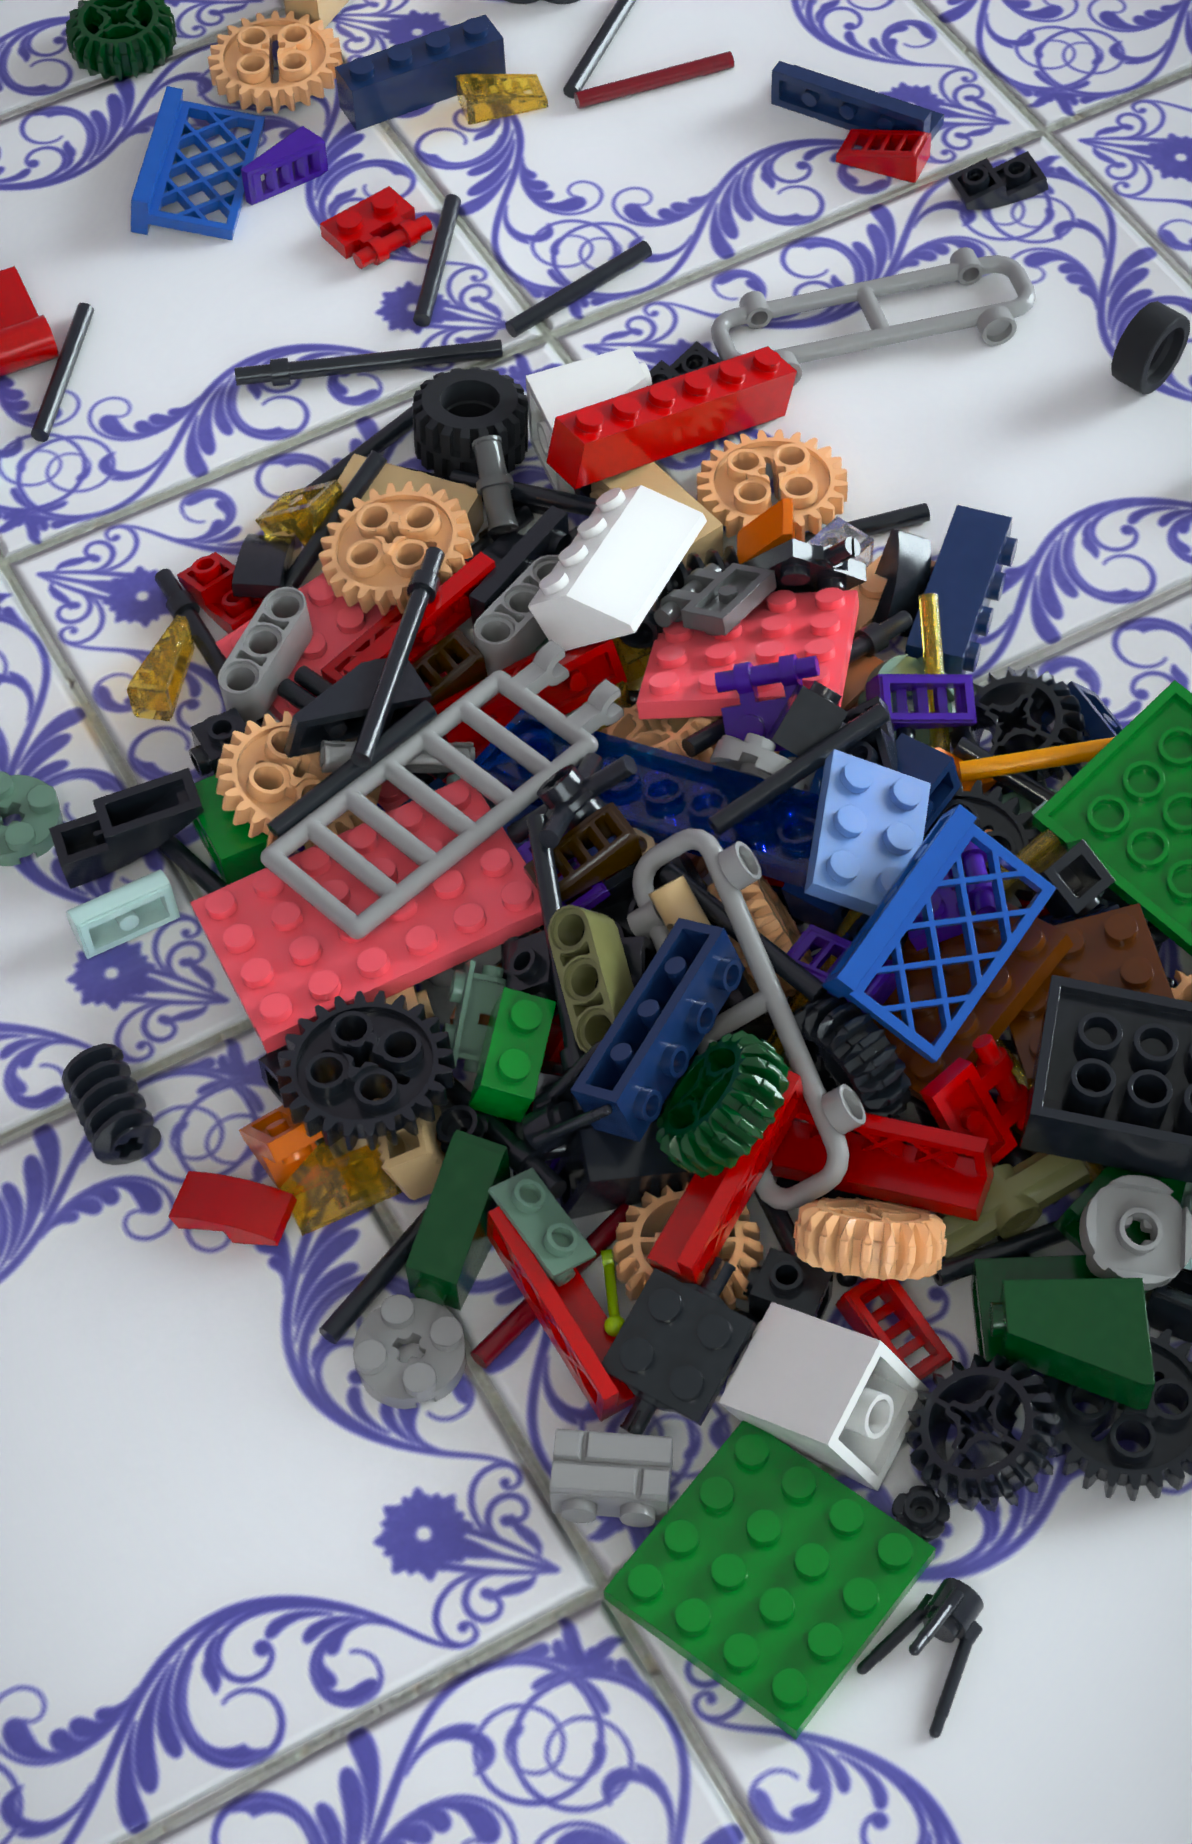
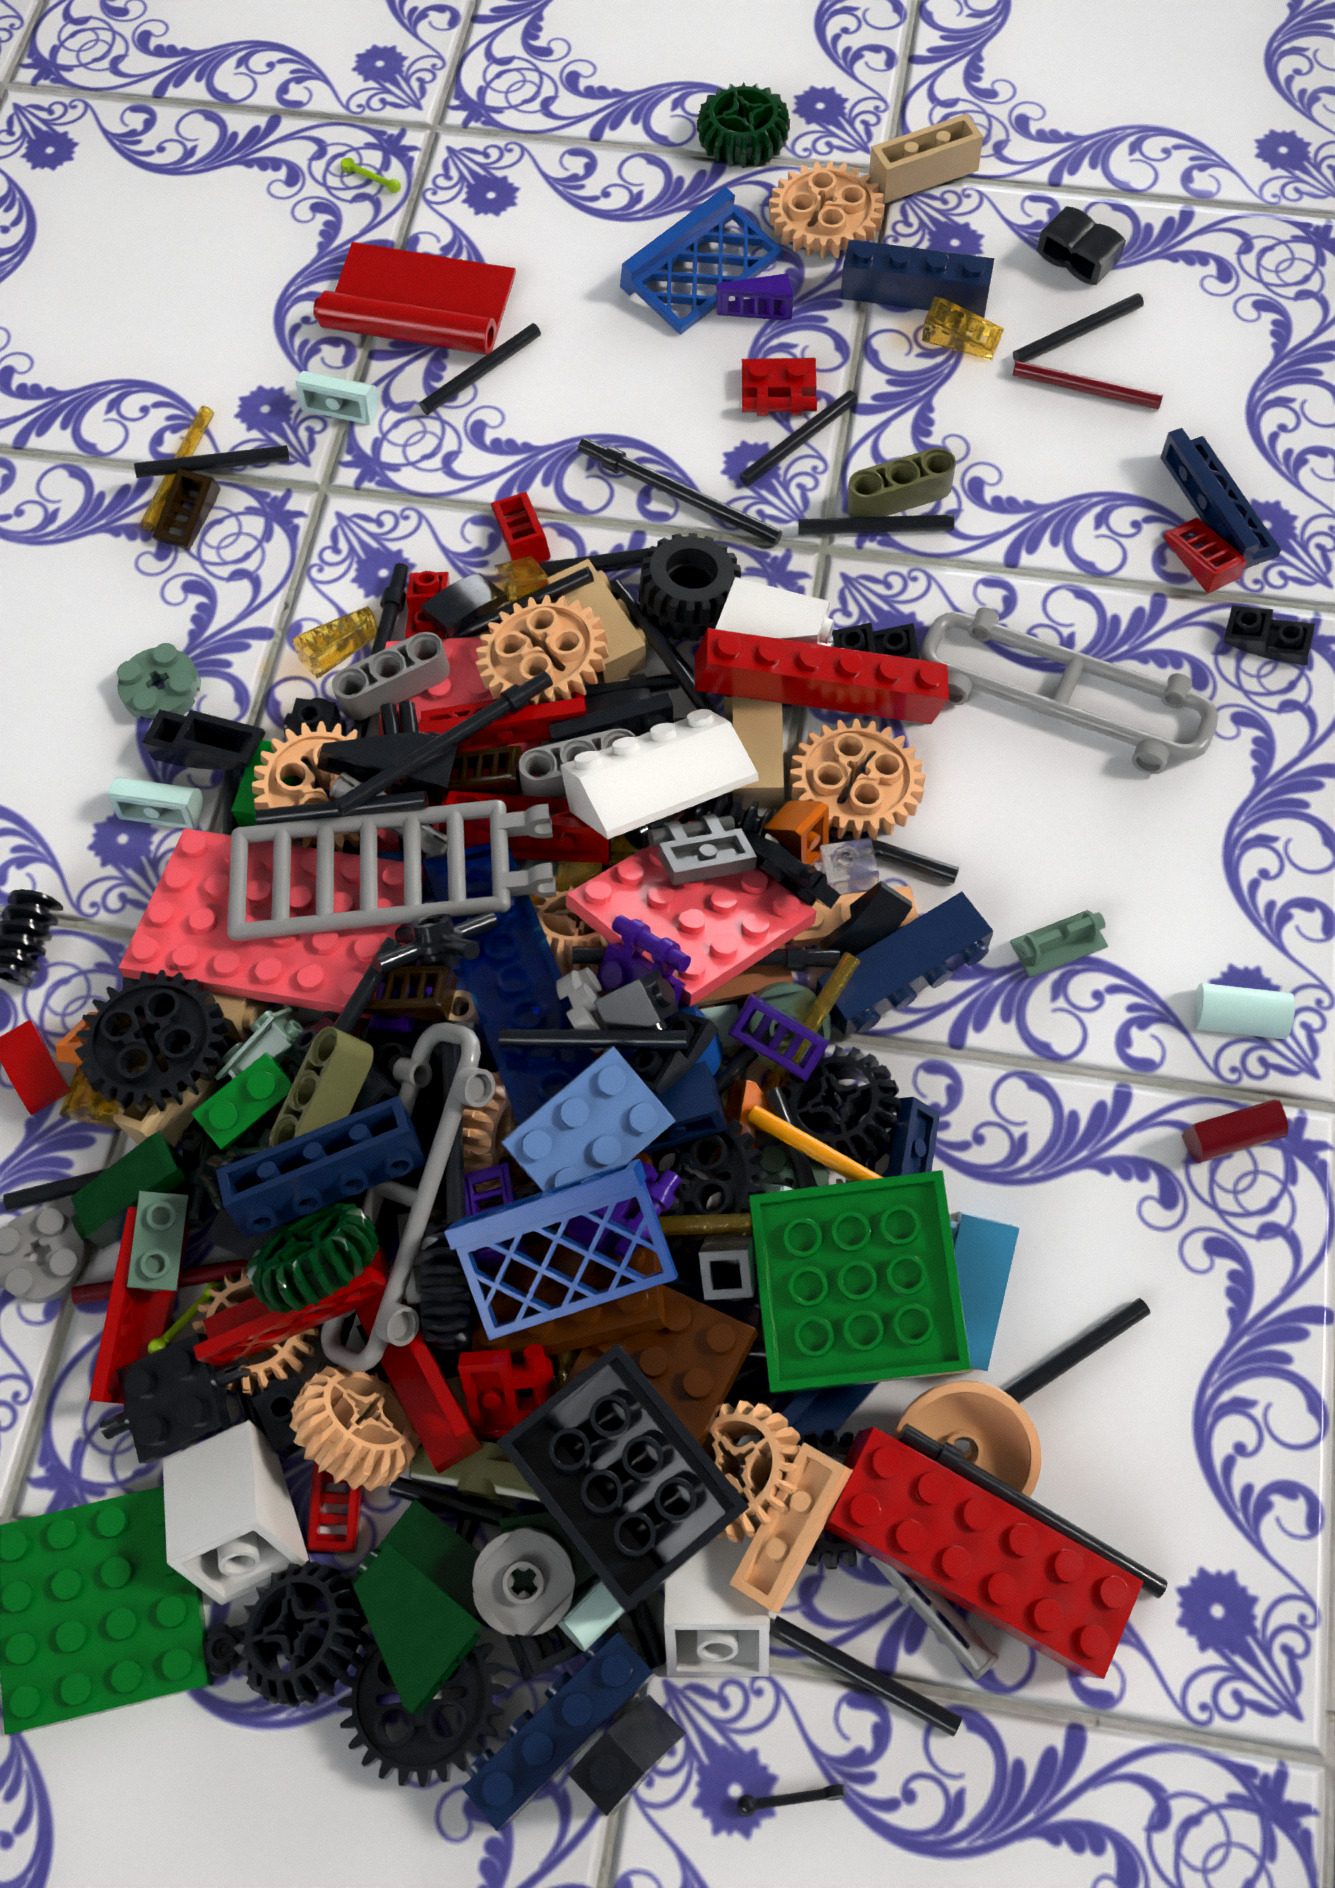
camera: 40 degrees right, 10 degrees up
(251, 480) = (522, 531): none -> red slope
(463, 1119) = (182, 1129): black plate -> none
(494, 485) = (652, 647): dark grey pin -> none
(574, 240) = (901, 484): none -> olive beam
(611, 1476) = (62, 1452): light grey brick -> none
(677, 901) = (425, 1087): tan piece -> none
(947, 1616) = (170, 1742): black plant -> none
(1063, 504) = (1060, 942): none -> sand green hinge
(1150, 347) = (1244, 858): black tyre -> none

